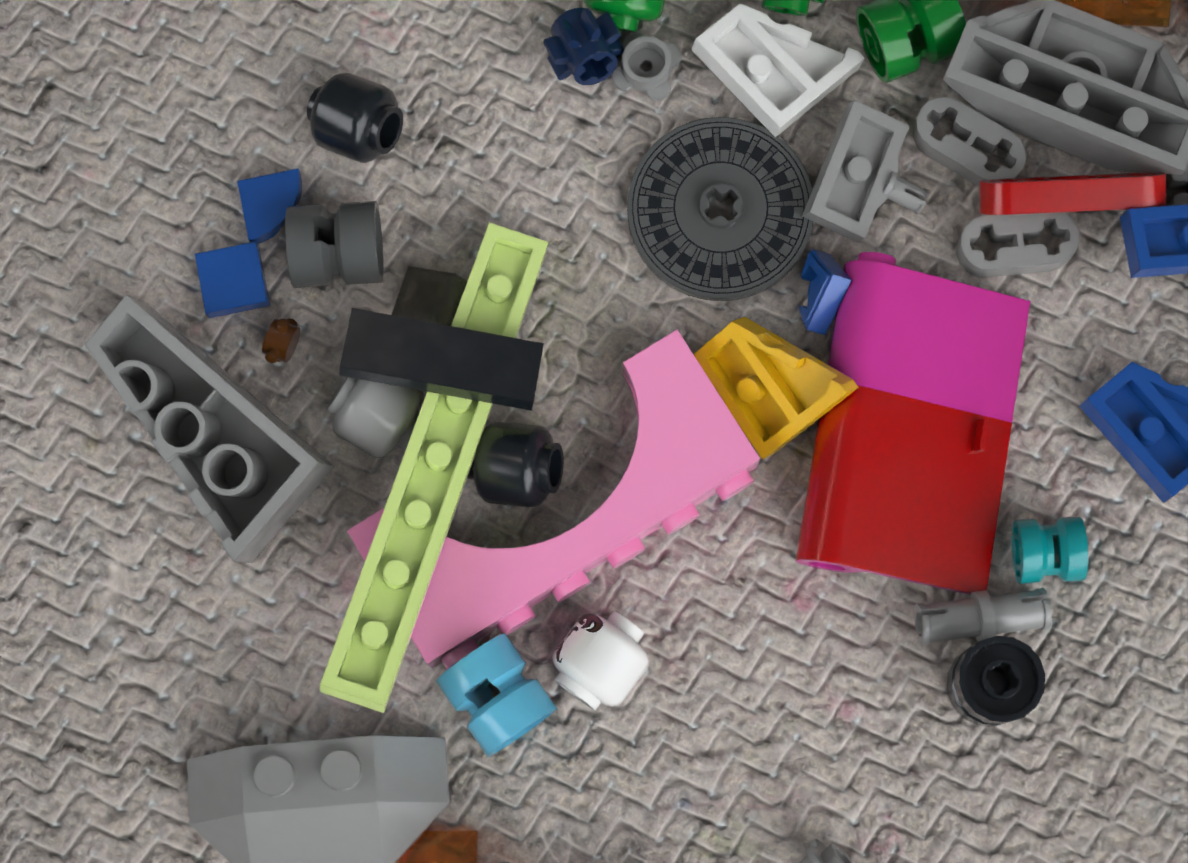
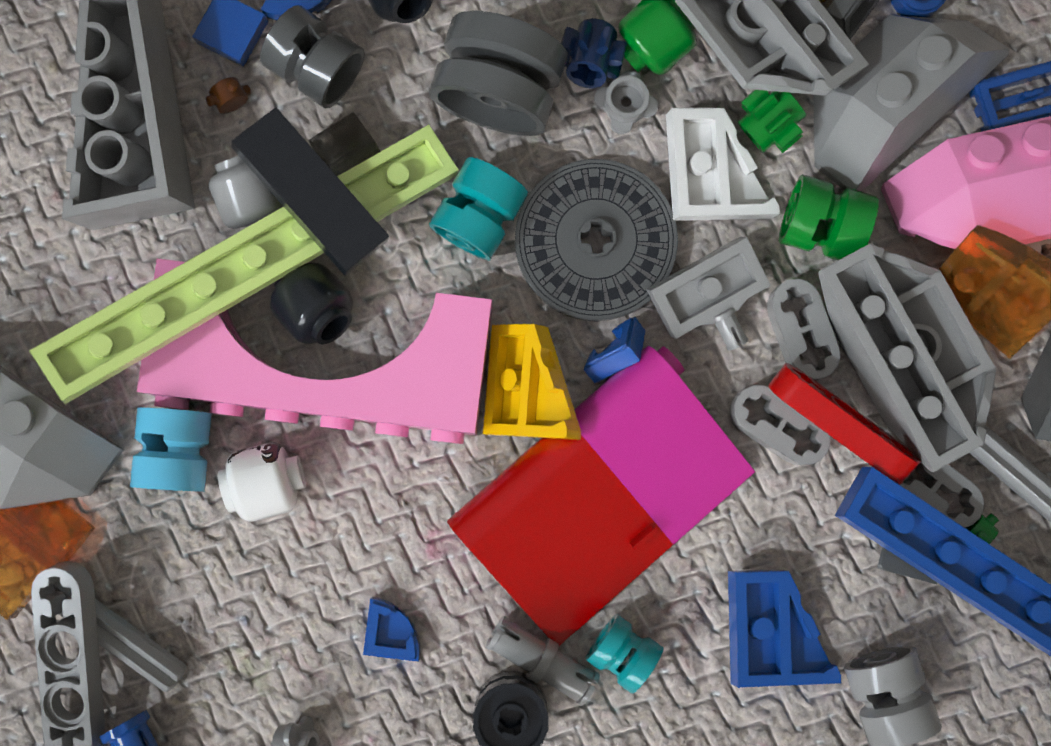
camera: 30 degrees right, 5 degrees up
(521, 127) = (498, 73): none -> dark grey wheel
(596, 252) = (478, 209): none -> teal wheel
(826, 704) = (390, 632): none -> blue tile

